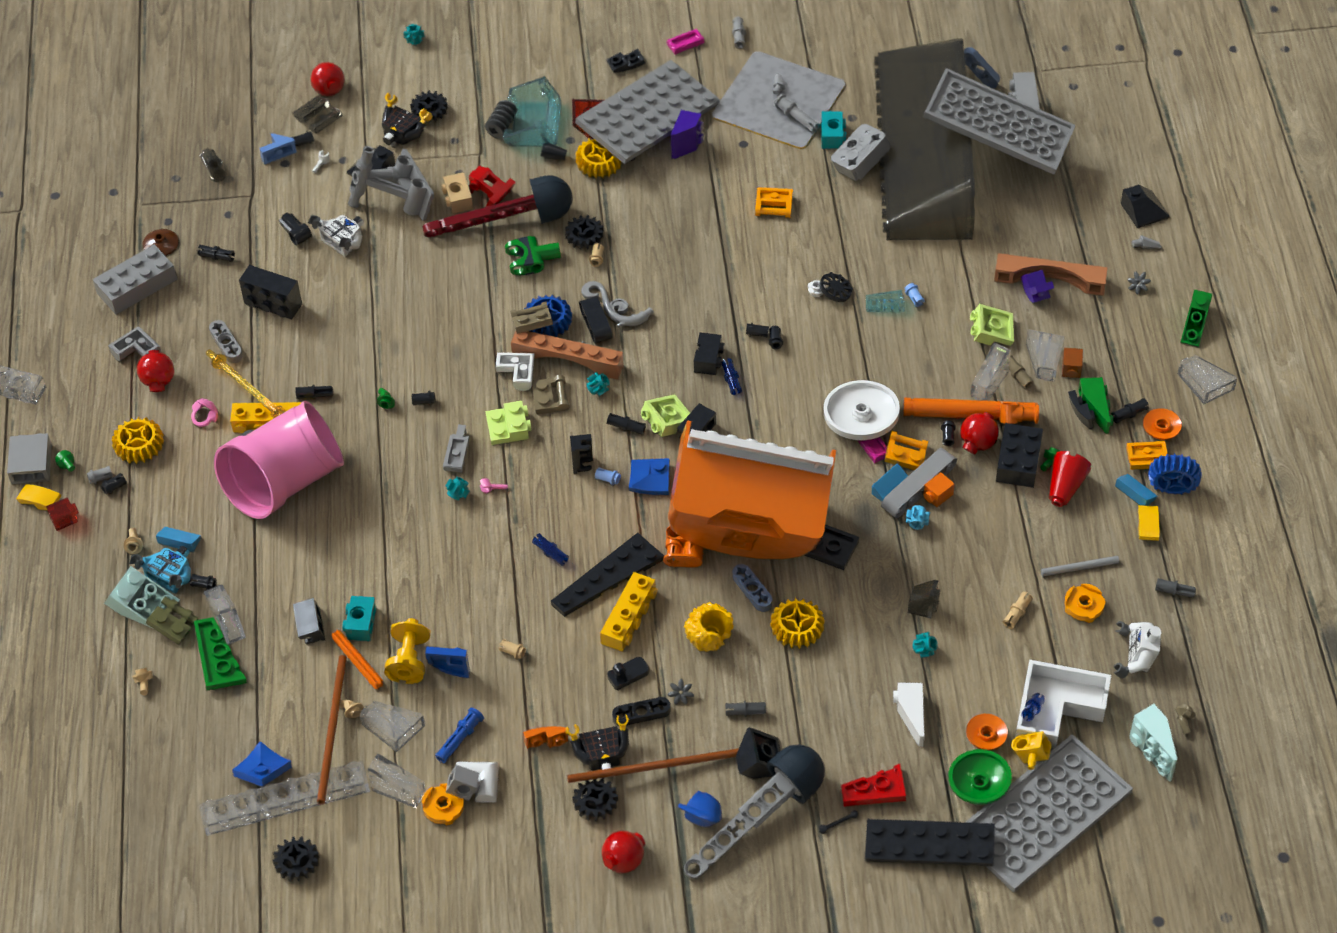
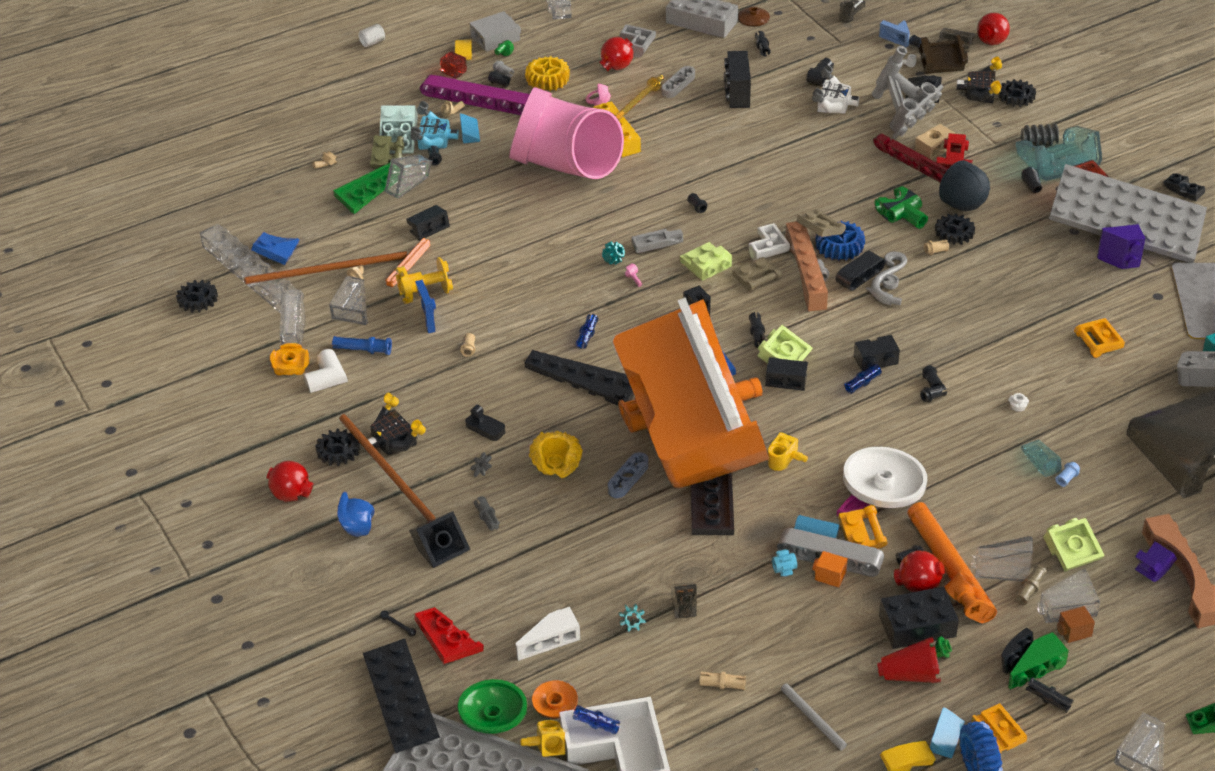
camera: 65 degrees right, 10 degrees down
(141, 502) = (474, 94): none -> magenta beam
(313, 392) = (660, 142): black axle -> none
(339, 130) = (942, 56): none -> dark brown panel
(361, 608) = (447, 246): teal brick -> none
(385, 399) = (679, 182): green plate -> none
(414, 34) = (1090, 56): teal gear -> none
(462, 782) = (308, 356): light grey brick -> none
(552, 735) = (382, 387): orange slope -> none
(596, 159) = (1039, 207): yellow gear -> none
(598, 384) = (786, 295): teal gear -> none
(628, 612) = (548, 400): yellow brick -> none
(646, 704) = (447, 440): black beam -> none
(795, 773) = (418, 561): piece -> none
(809, 619) = (603, 517): yellow gear -> none
(835, 287) = (1028, 413): black wheel -> none
(1084, 612) = (762, 743): light orange plate -> none
(1163, 418) = (1051, 720): orange dish -> none

